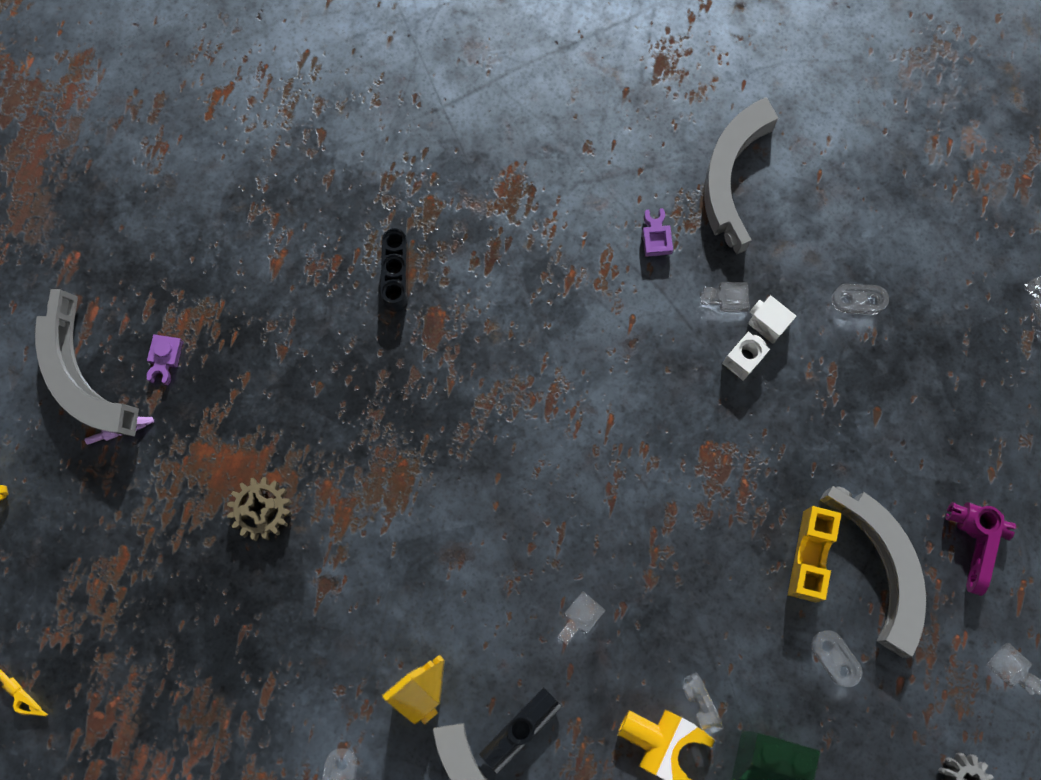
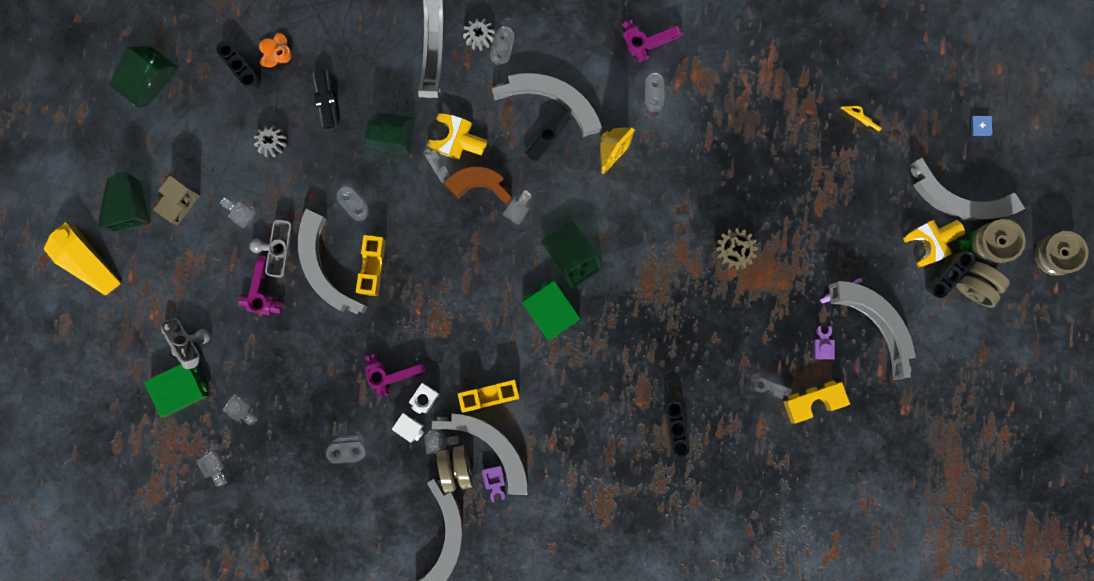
camera: 175 degrees right, 10 degrees up
(215, 279) = (832, 395): none -> yellow arch
(244, 302) = (777, 390): none -> clear plate
(509, 533) = (572, 255): none -> clear green slope
(550, 454) = (550, 310): none -> green brick
(652, 290) = (498, 441): none -> light grey arch
(652, 675) = (473, 177): none -> dark orange arch
(671, 344) = (488, 396): none -> yellow arch
(712, 252) = (456, 468): none -> dark tan wheel
(796, 388) = (376, 366): none -> magenta piece
(956, 617) = (282, 238): none -> light grey piece
(1010, 376) = (238, 410): none -> clear plate

